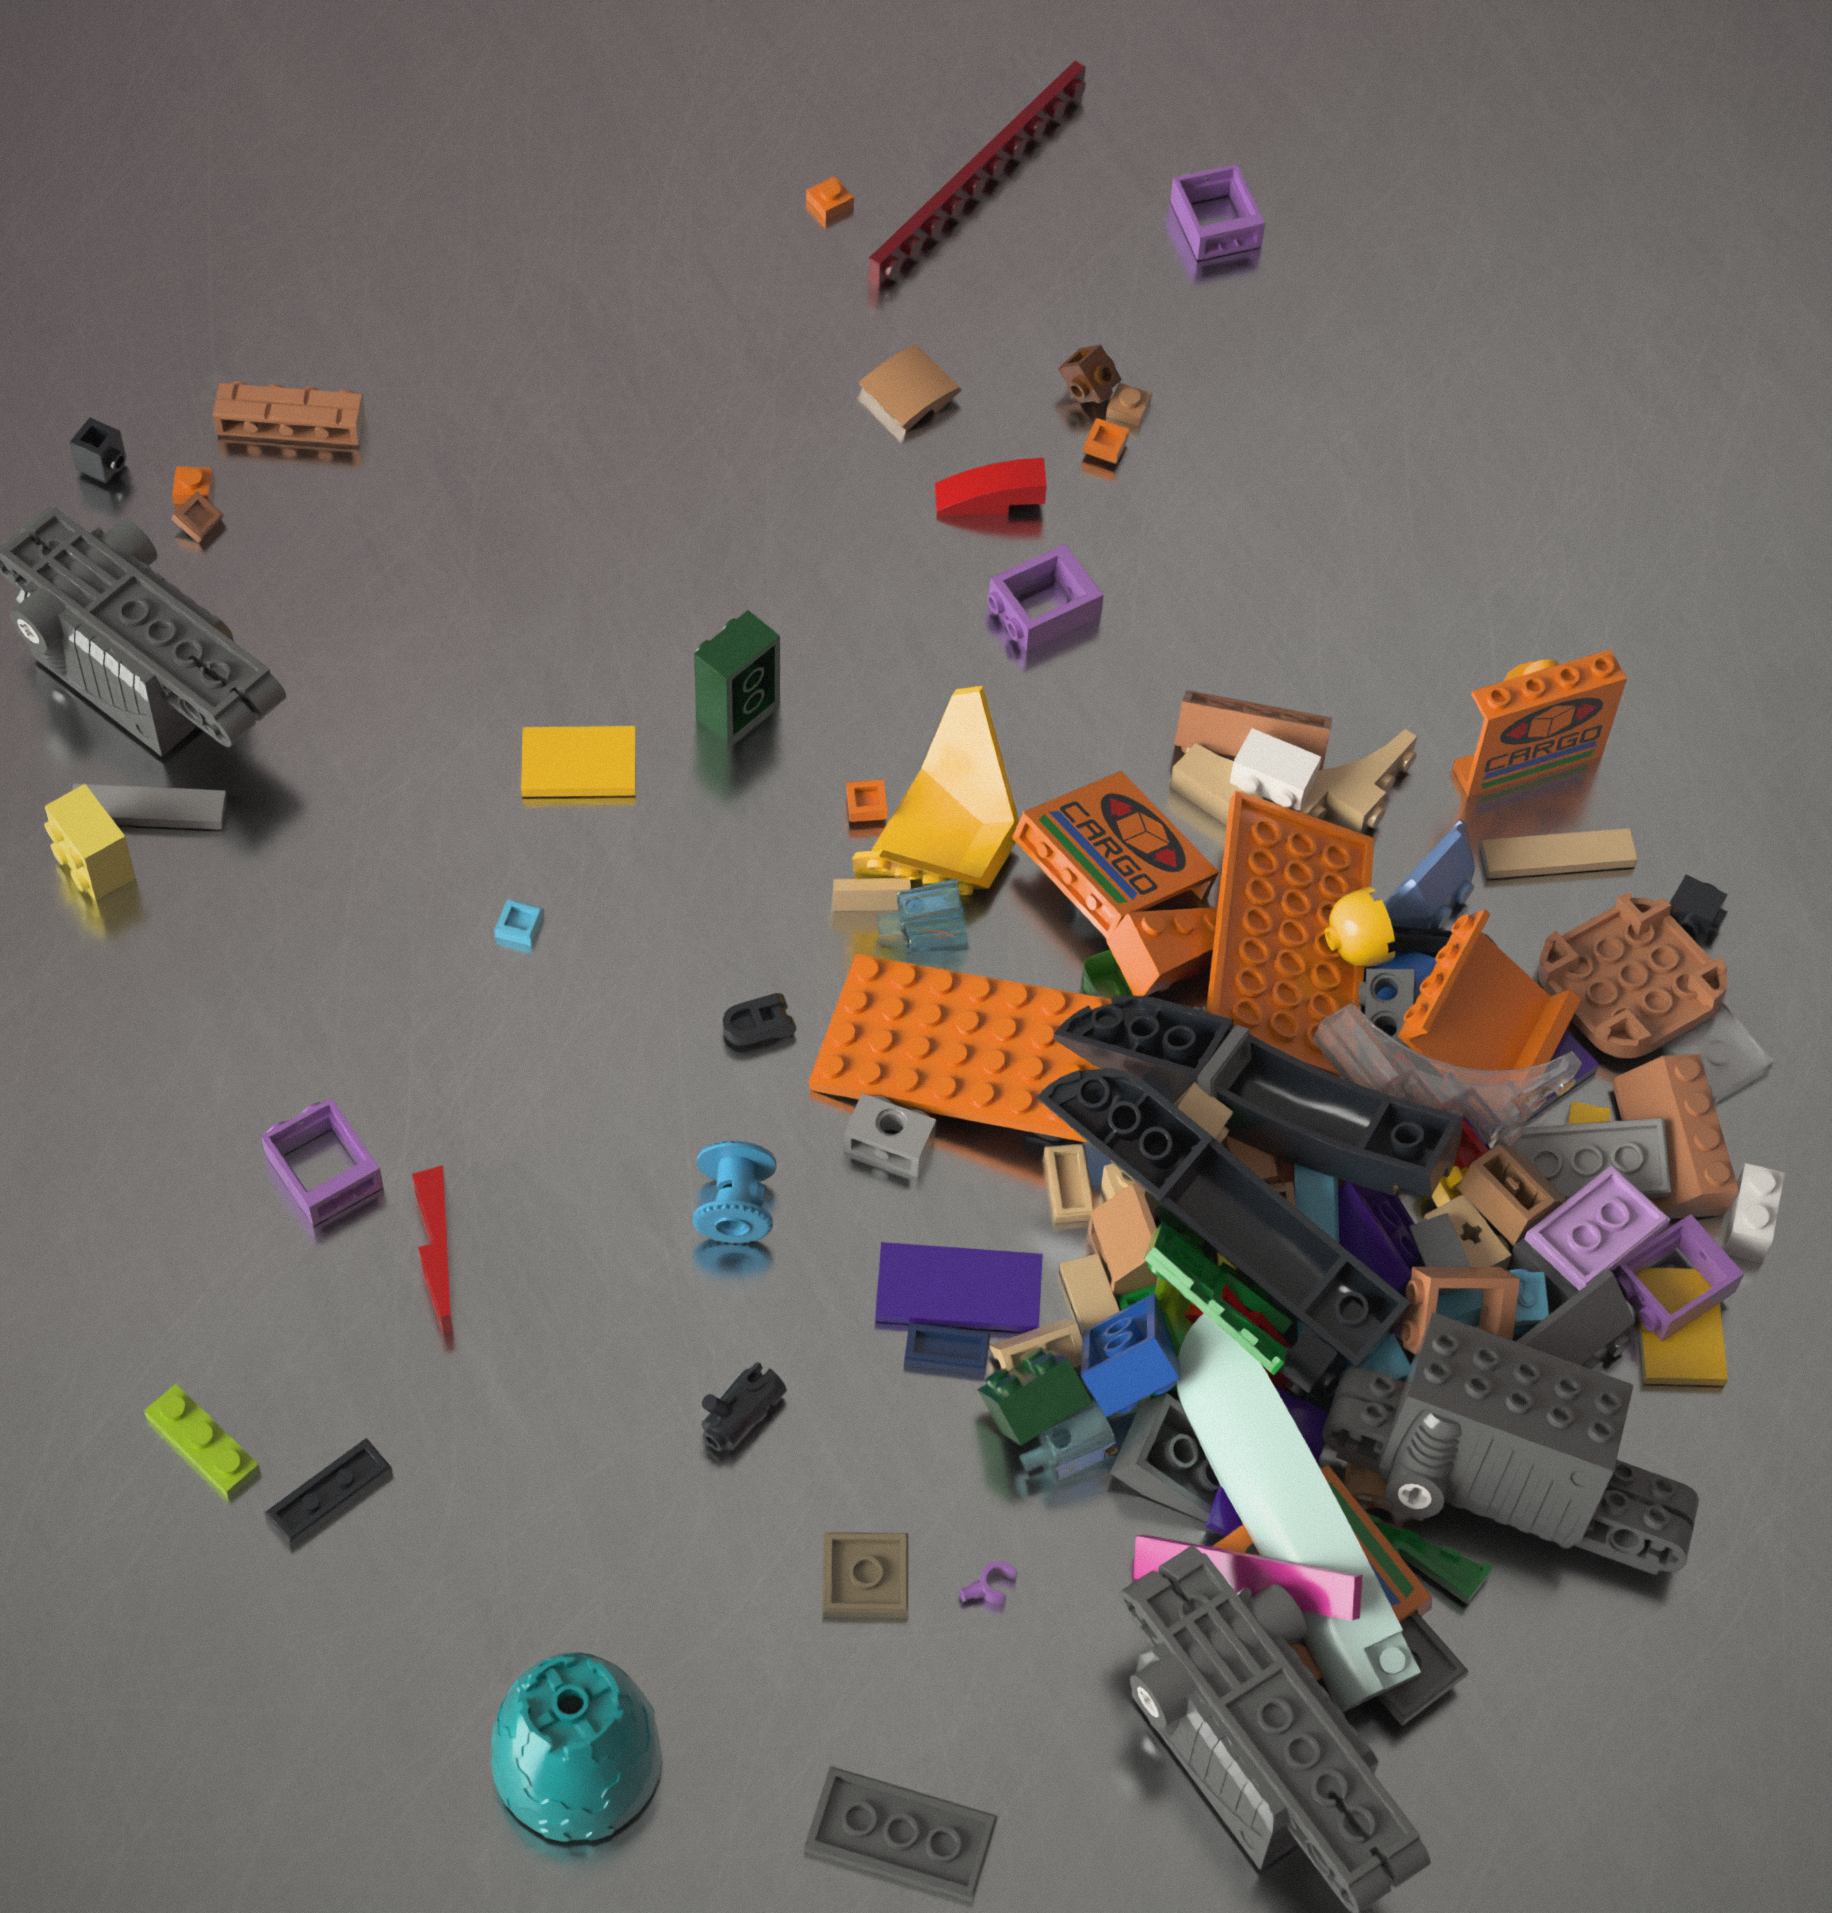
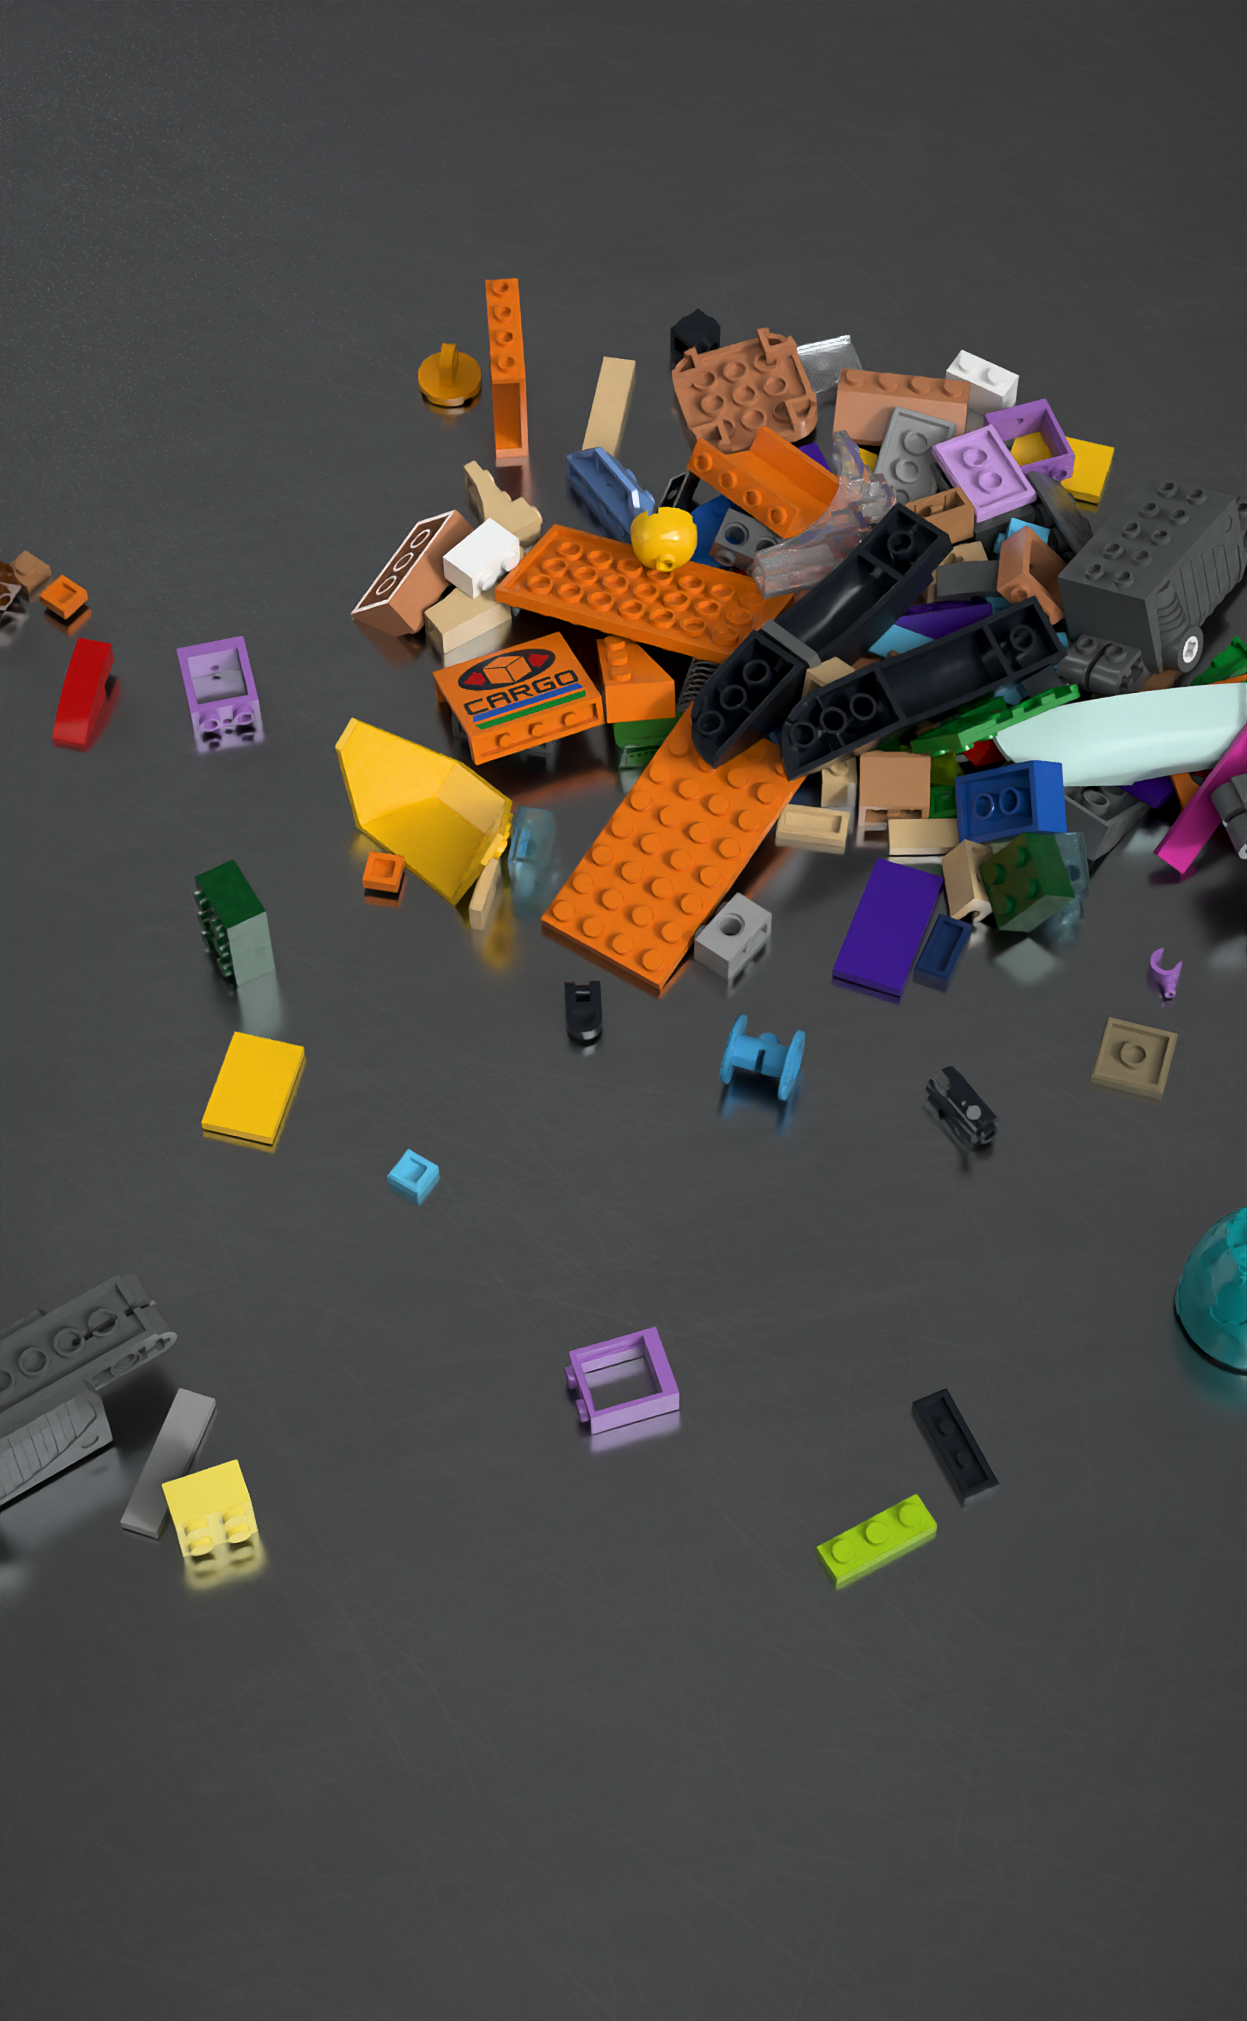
camera: 70 degrees left, 0 degrees up
(435, 1257) = (760, 1309): red slope -> none

